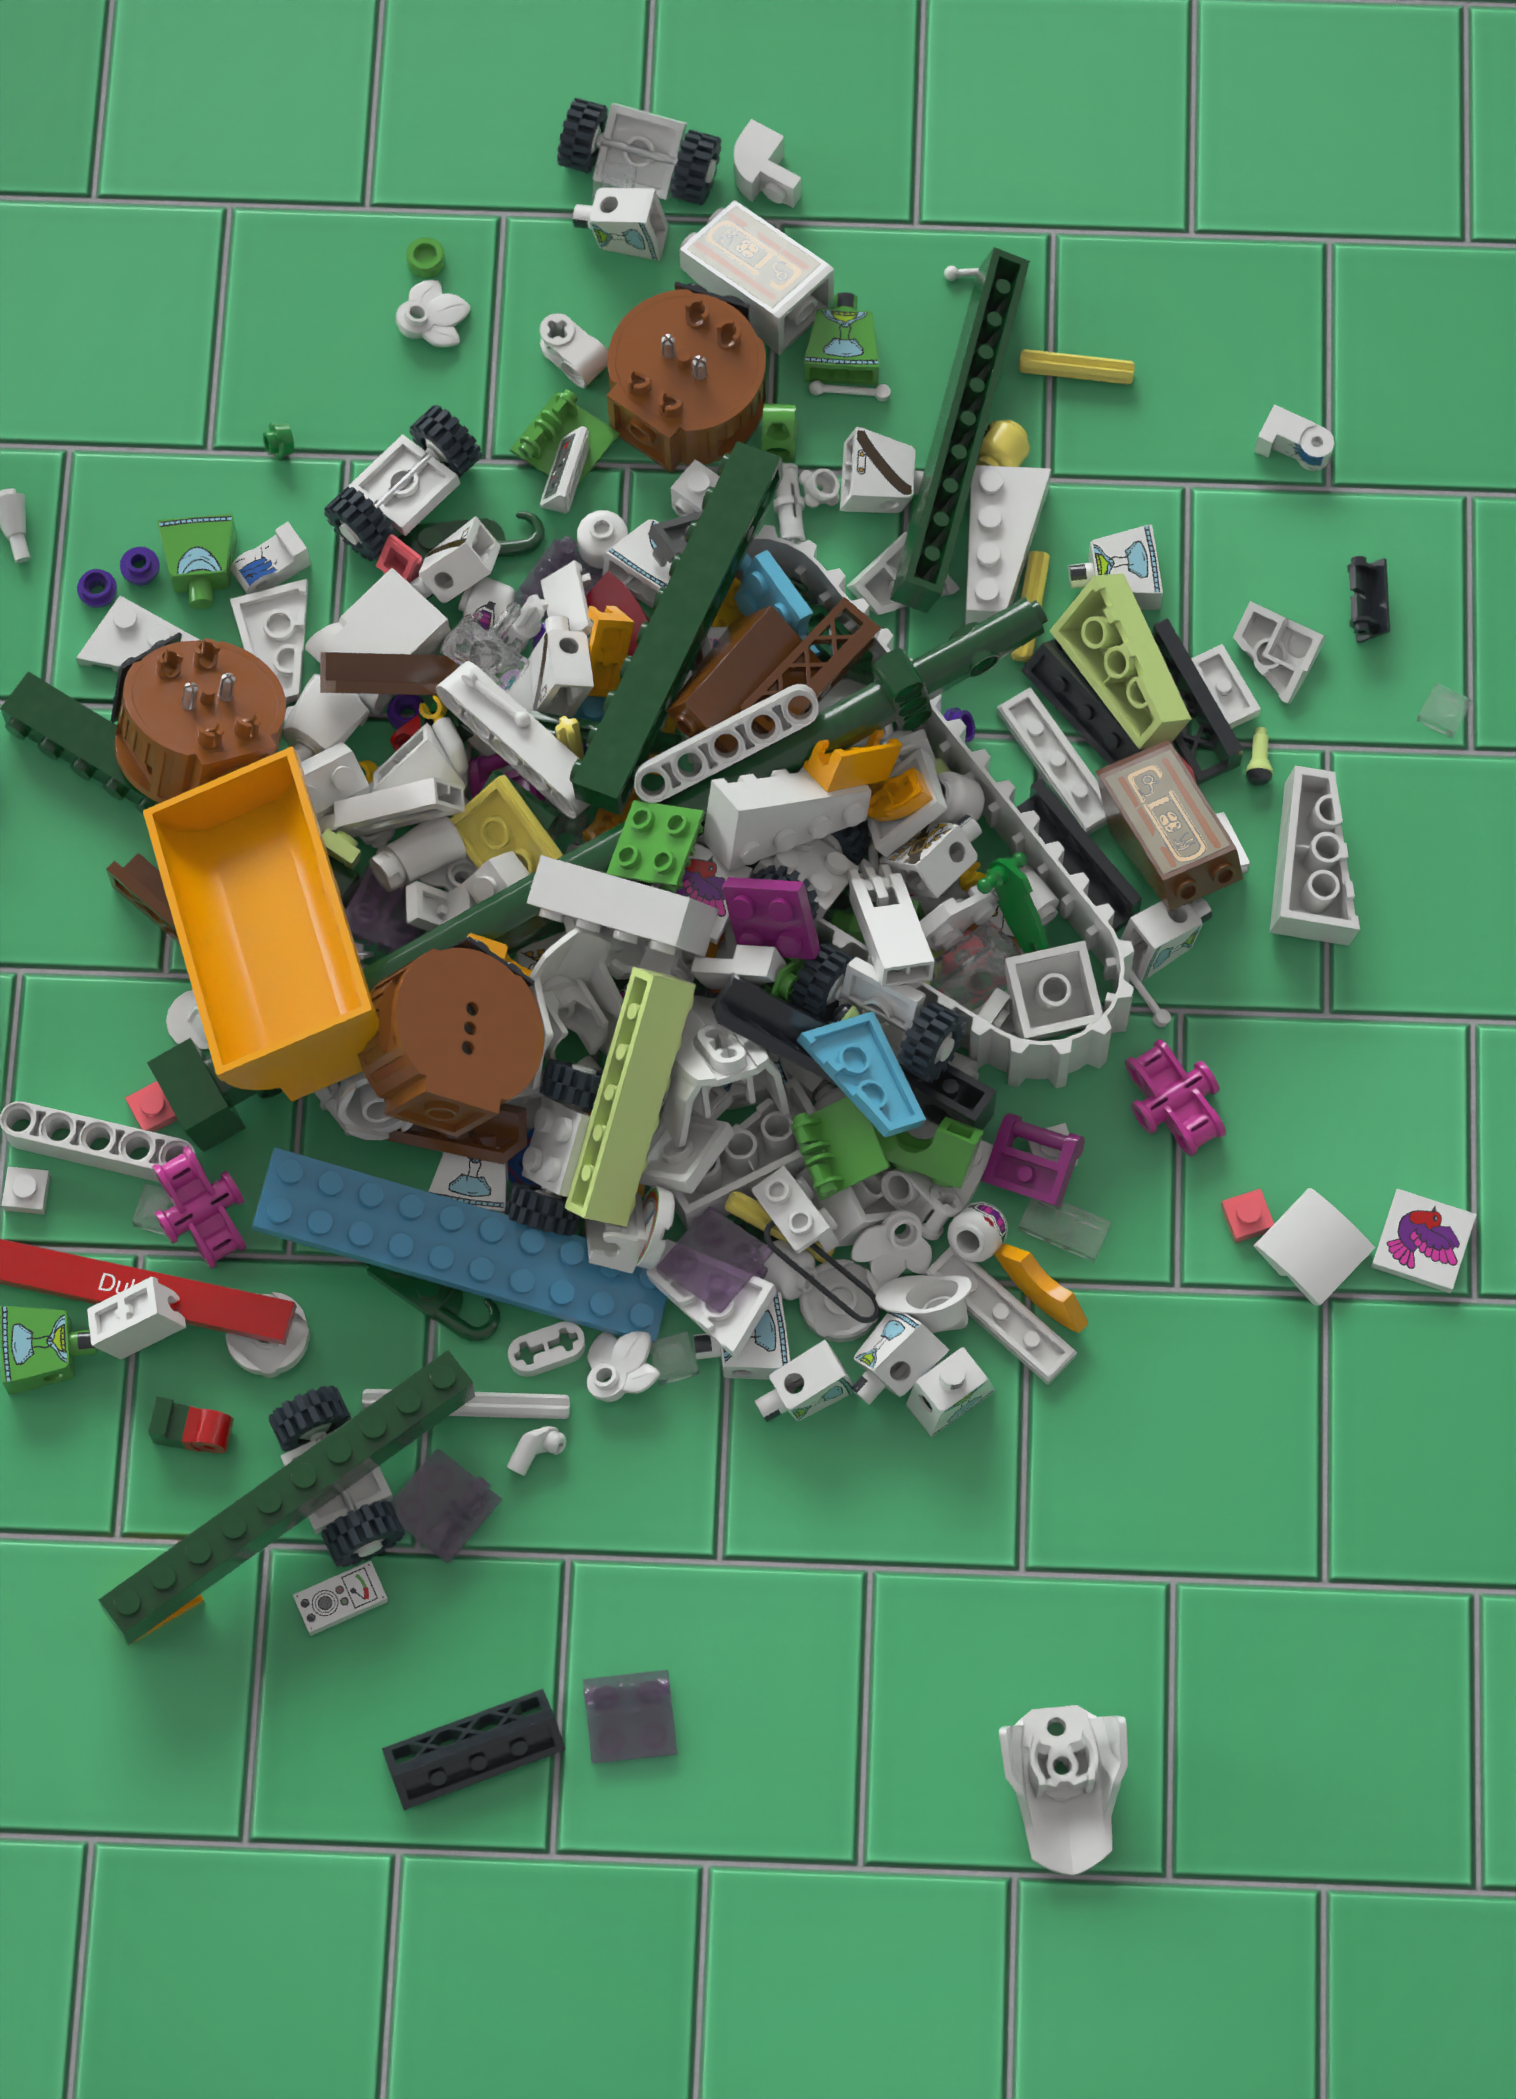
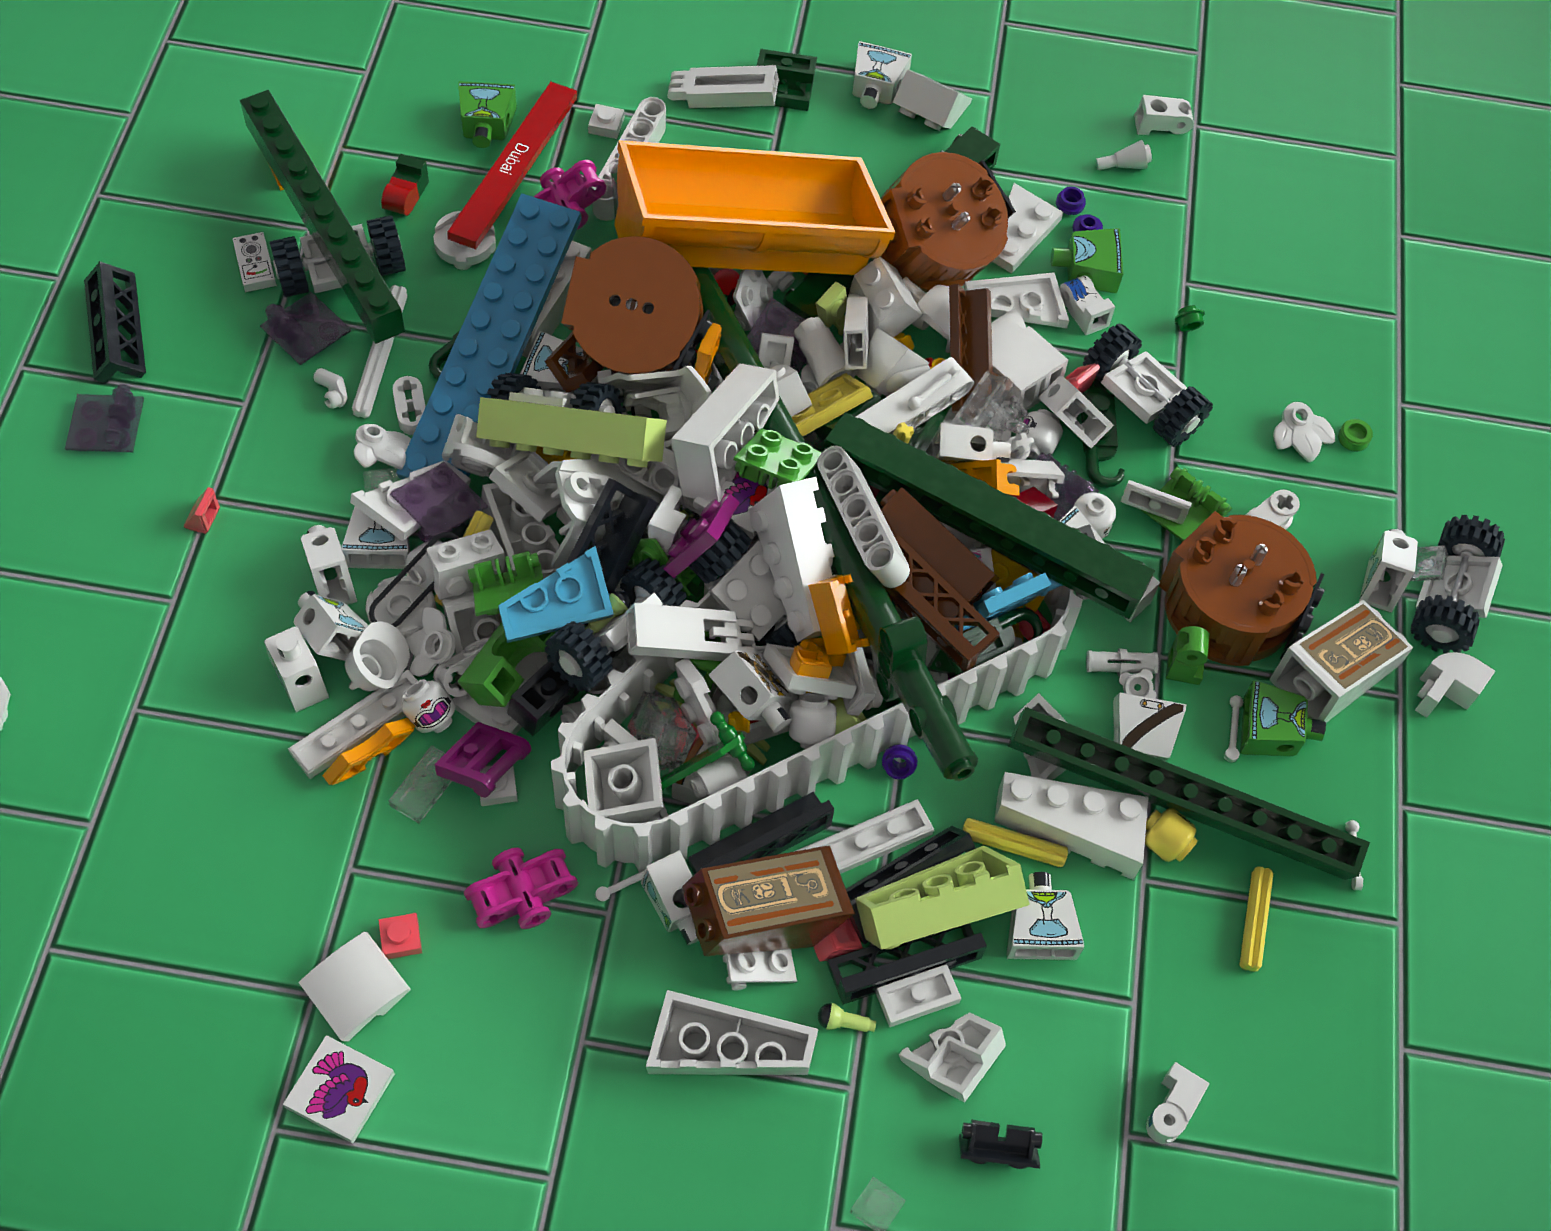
camera: 90 degrees right, 10 degrees down
(134, 1319) = (487, 150): white hinge -> none
(746, 1561) = (203, 512): none -> coral slope

